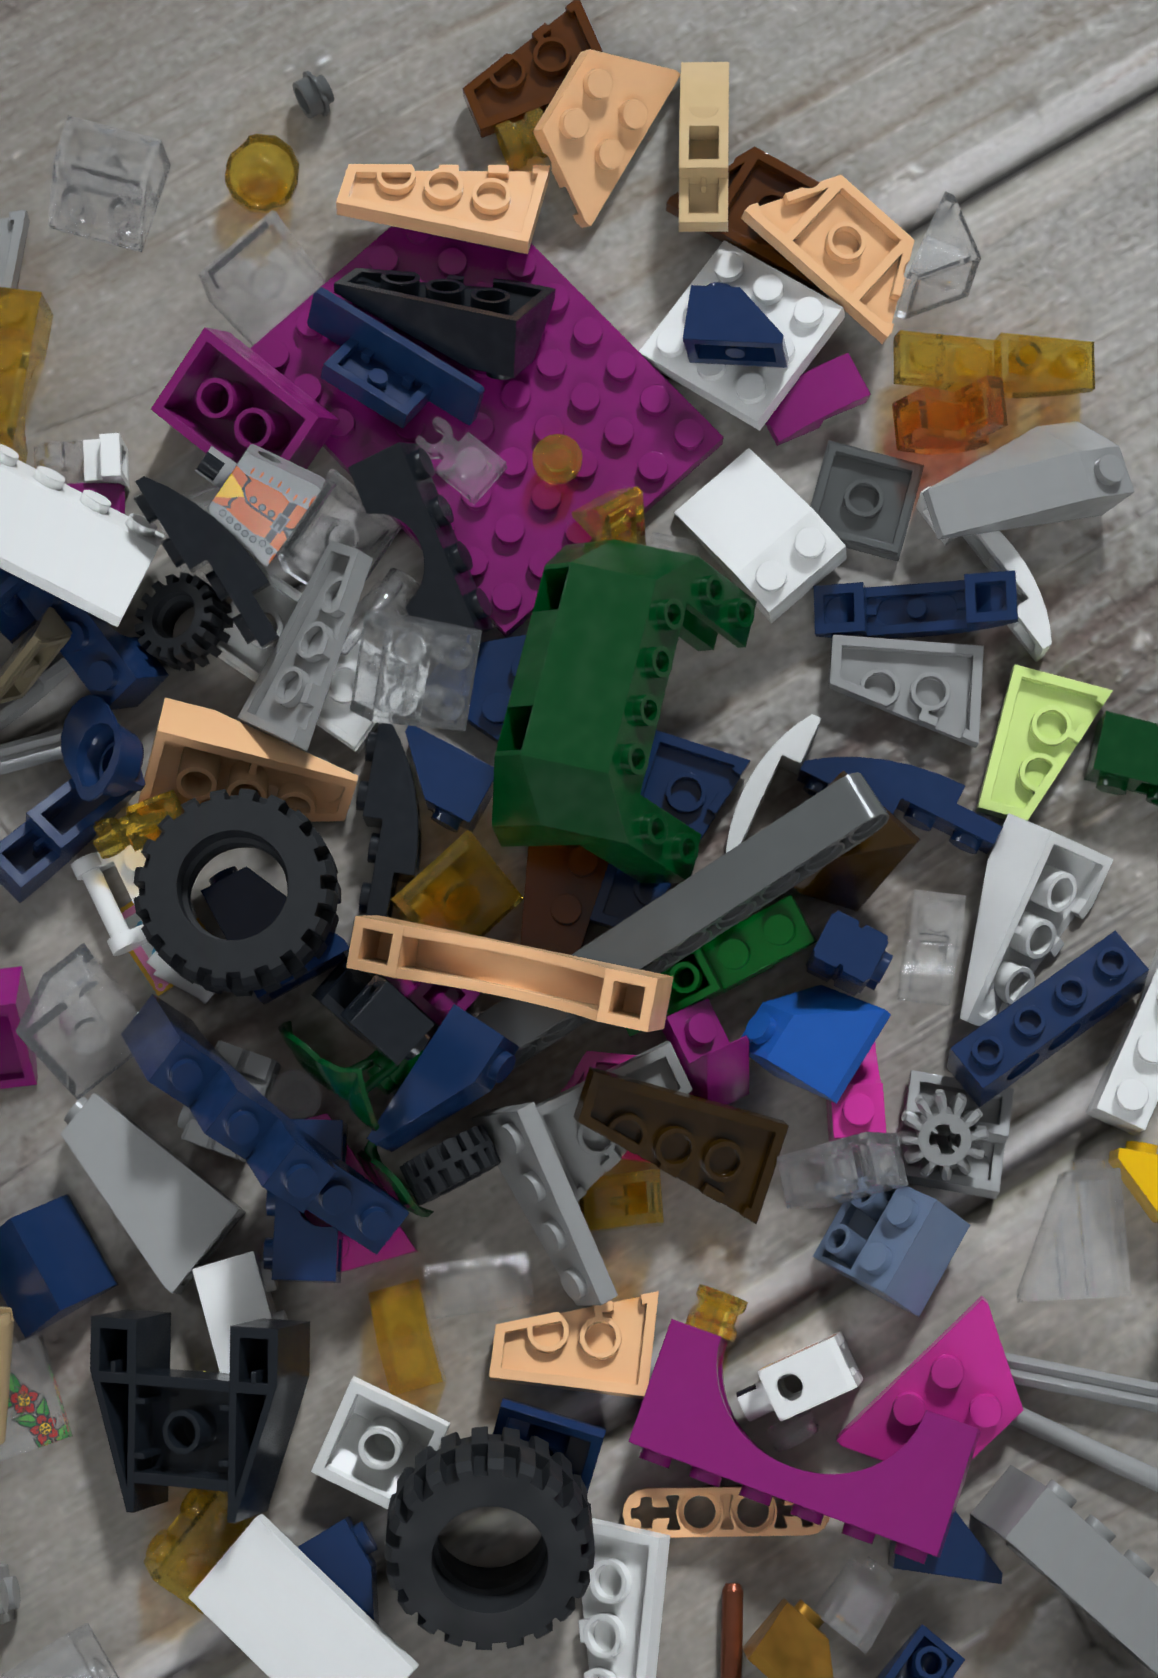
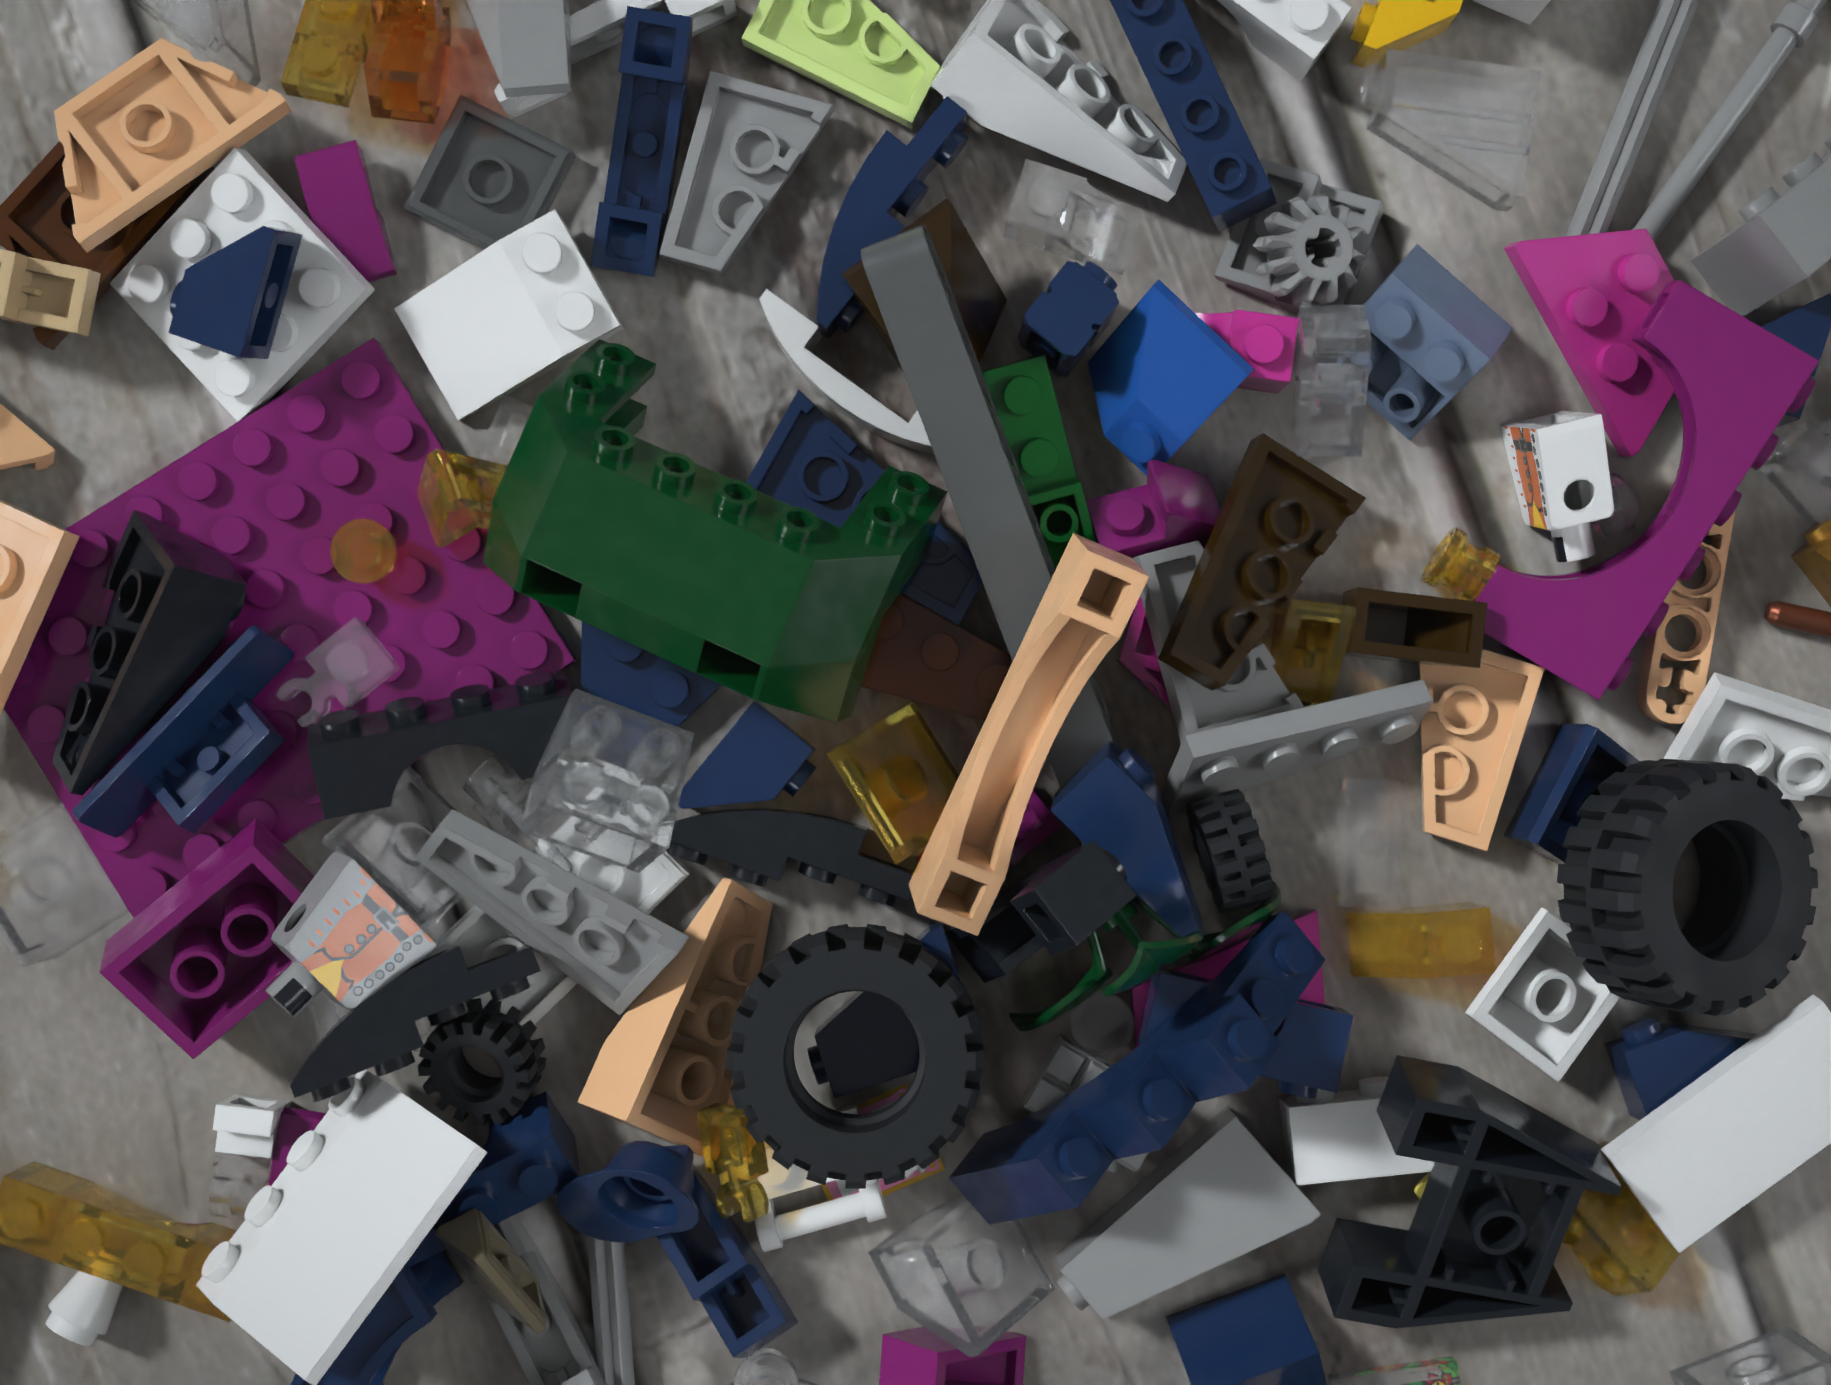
camera: 85 degrees left, 10 degrees up
(657, 1277) = (1415, 628): none -> dark brown slope

